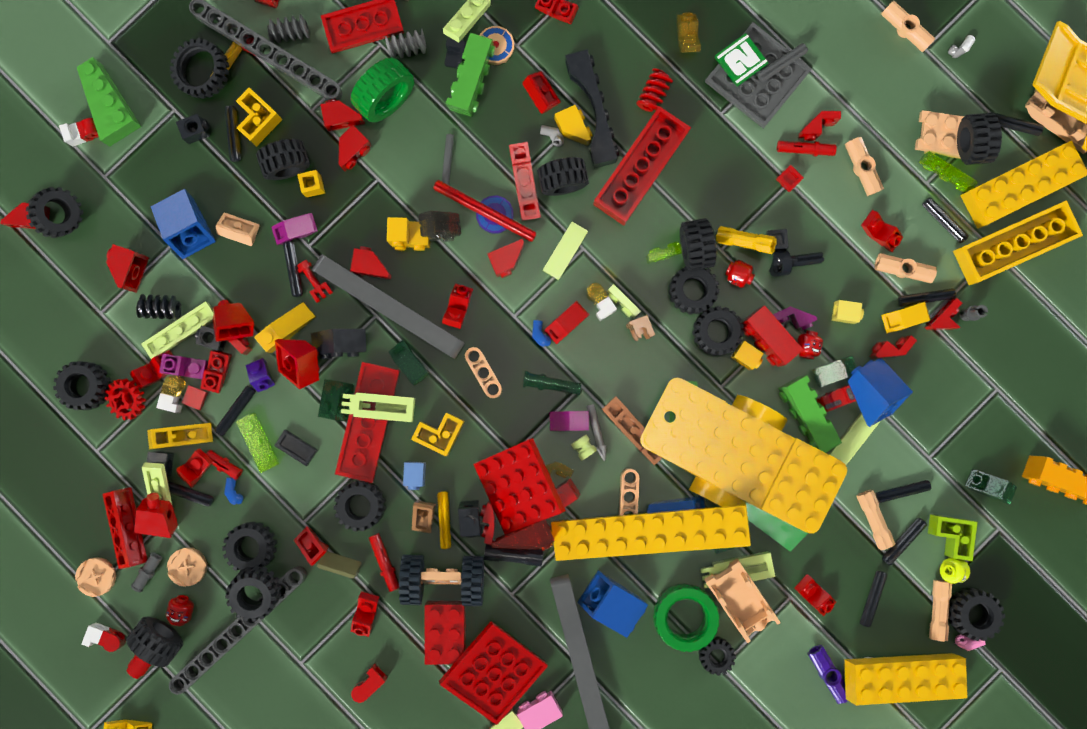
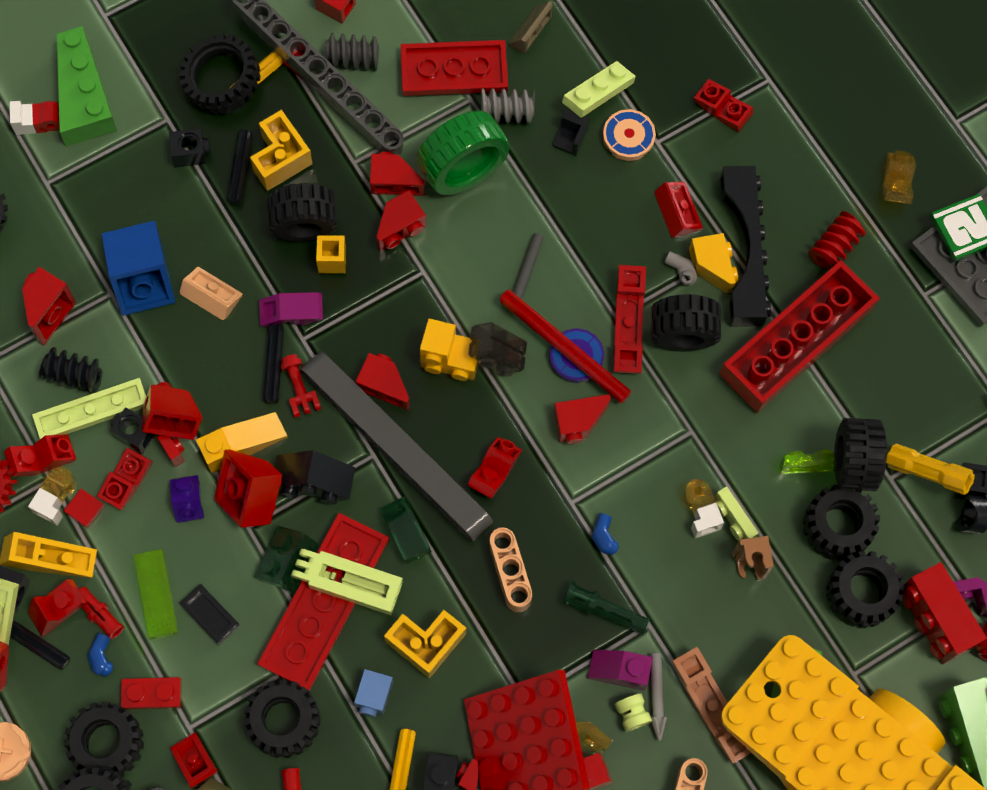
camera: 10 degrees right, 15 degrees down
(183, 366) = (81, 460): magenta slope -> none
(235, 410) = (136, 540): black axle -> none
(272, 507) = (151, 693): none -> red plate
(423, 516) = (371, 758): medium nougat slope -> none
(471, 75) = (587, 164): bright green wedge -> none
(565, 250) = (665, 428): yellowish green tile -> none
(566, 322) = (646, 526): red slope -> none
(740, 273) = (912, 516): red head -> none
(747, 356) = (902, 636): yellow brick -> none

